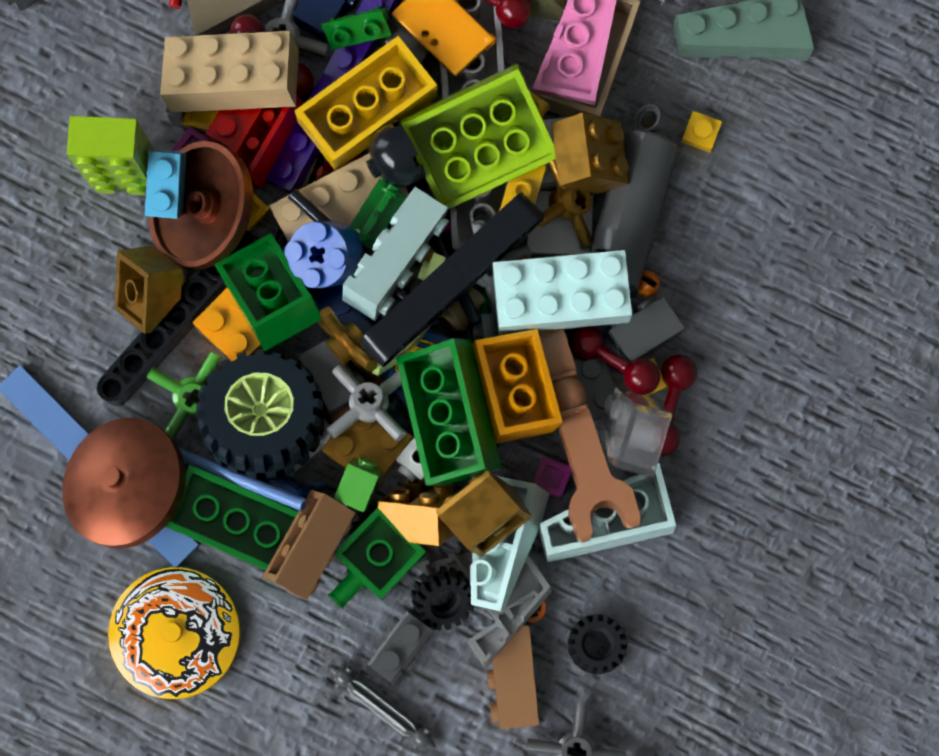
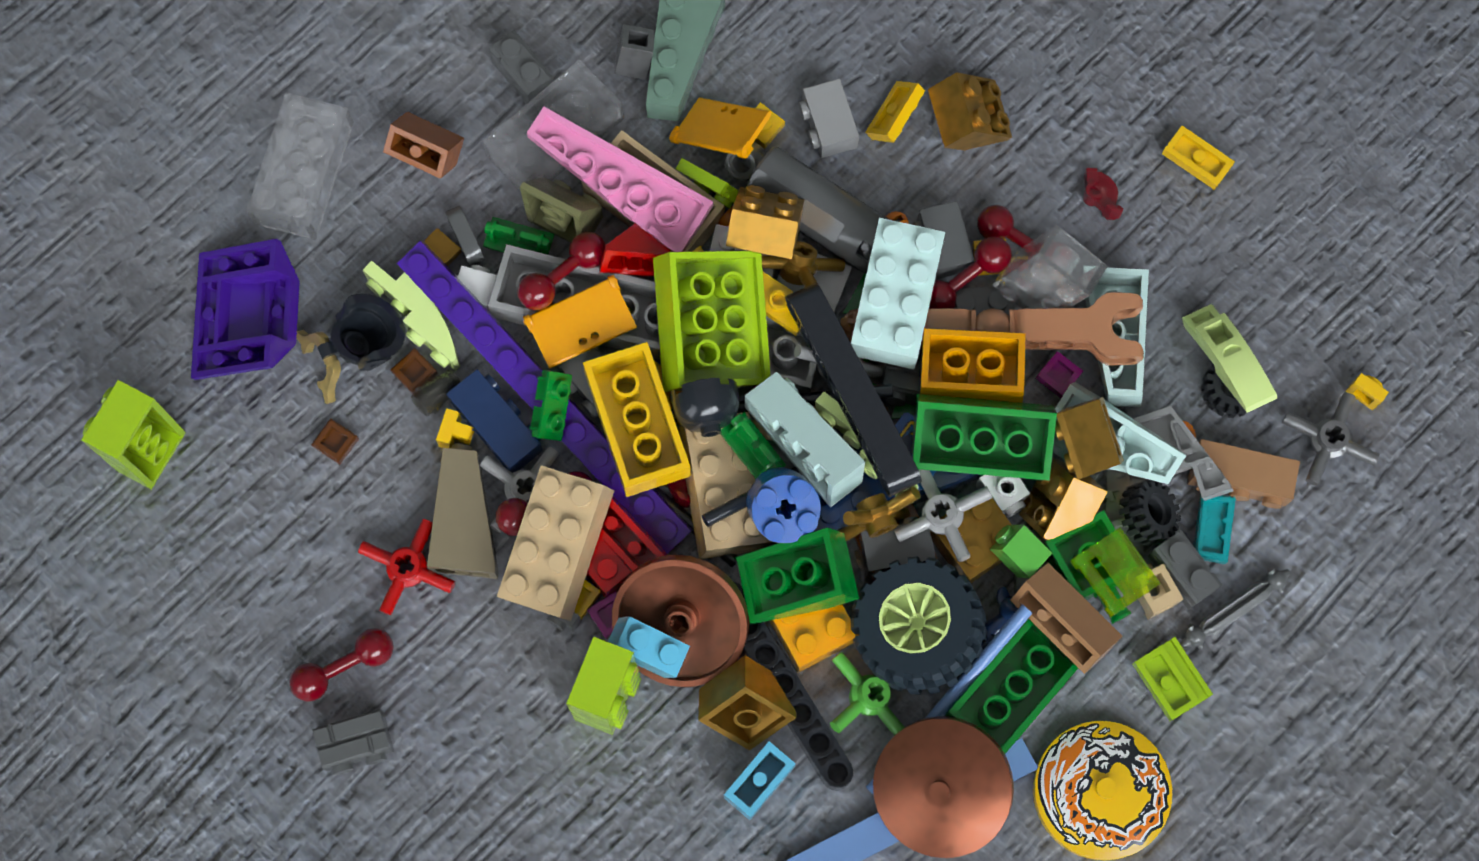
camera: 75 degrees left, 5 degrees down
(83, 322) = (759, 780): none -> medium azure brick
(295, 666) = (1172, 679): none -> lime plate
(360, 626) = (1166, 597): none -> tan brick
(376, 584) = (1124, 567): none -> clear neon green plate
(449, 666) = (1214, 528): none -> teal plate
(523, 46) = (632, 253): none -> red slope
(615, 628) = (1231, 357): none -> yellowish green slope
(621, 95) = (709, 183): none -> lime plate
(679, 91) = (722, 131): none -> light orange door
(727, 188) = (829, 118): none -> light grey brick
(747, 465) = (1102, 193): none -> dark red piece
(757, 246) = (895, 111): none -> yellow plate
(782, 315) = (969, 112): none -> pearl gold slope
(816, 546) = (1198, 157): none -> yellow plate

